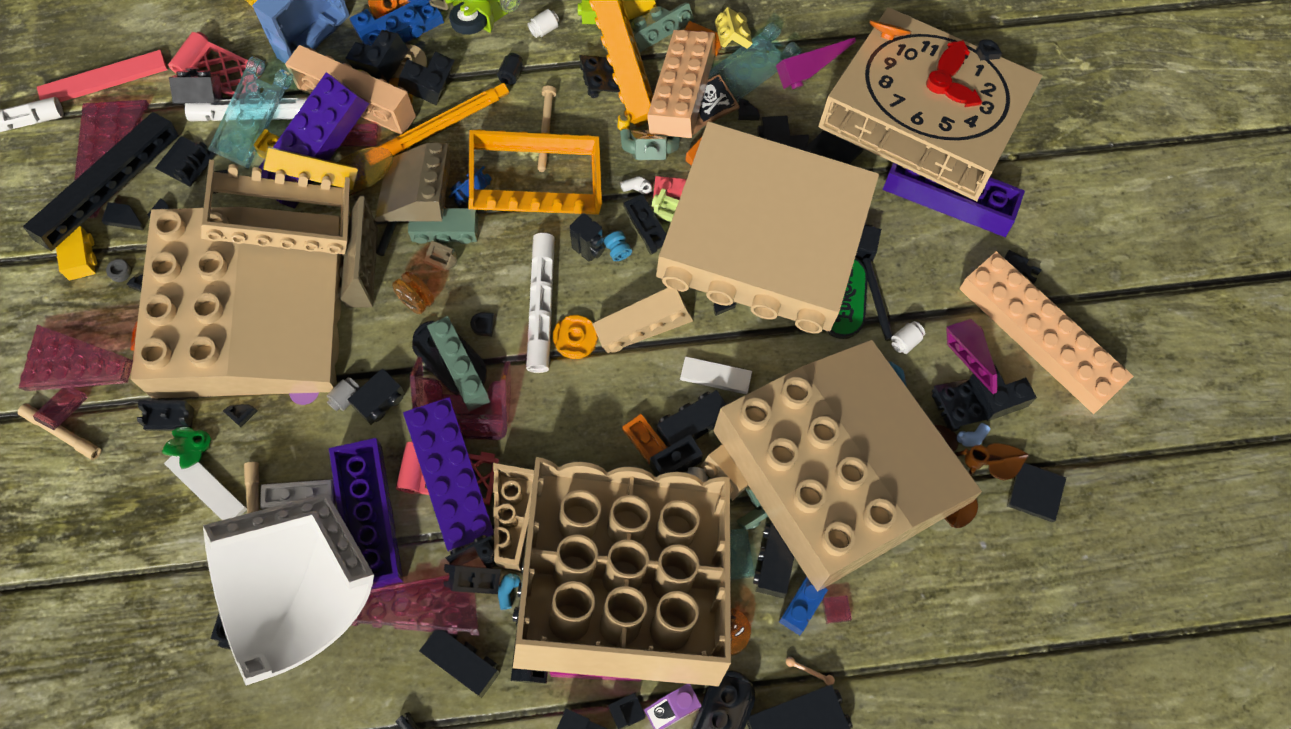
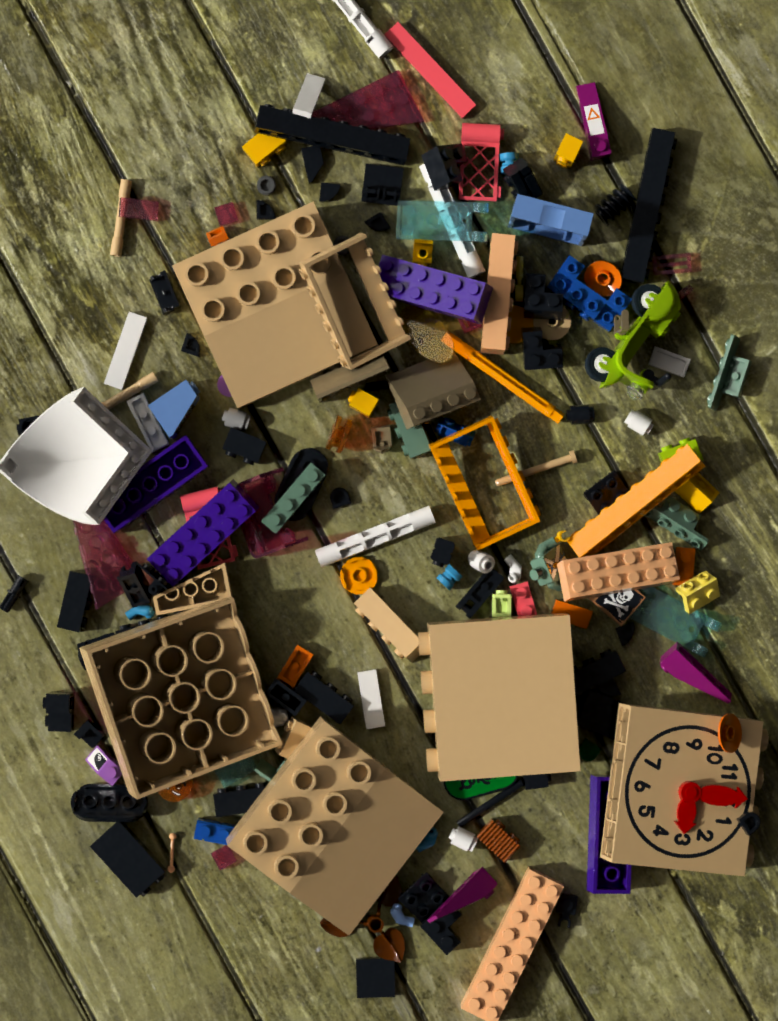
camera: 75 degrees right, 20 degrees up
(50, 186) = (308, 95): none -> white tile
(66, 362) = (171, 196): clear pink wing -> none
(122, 321) = (226, 214): none -> clear pink tile
(185, 446) = (146, 320): green plate -> none
(235, 41) = (507, 159): none -> dark azure wheel
(249, 31) = (521, 179): none -> black brick
(292, 452) = (175, 407): none -> medium blue slope
(315, 168) = (405, 305): yellow tile -> none
(392, 254) = (363, 402): none -> yellow brick
(614, 207) = (481, 561): none -> white brick
(921, 302) = (498, 840): none -> dark orange brick

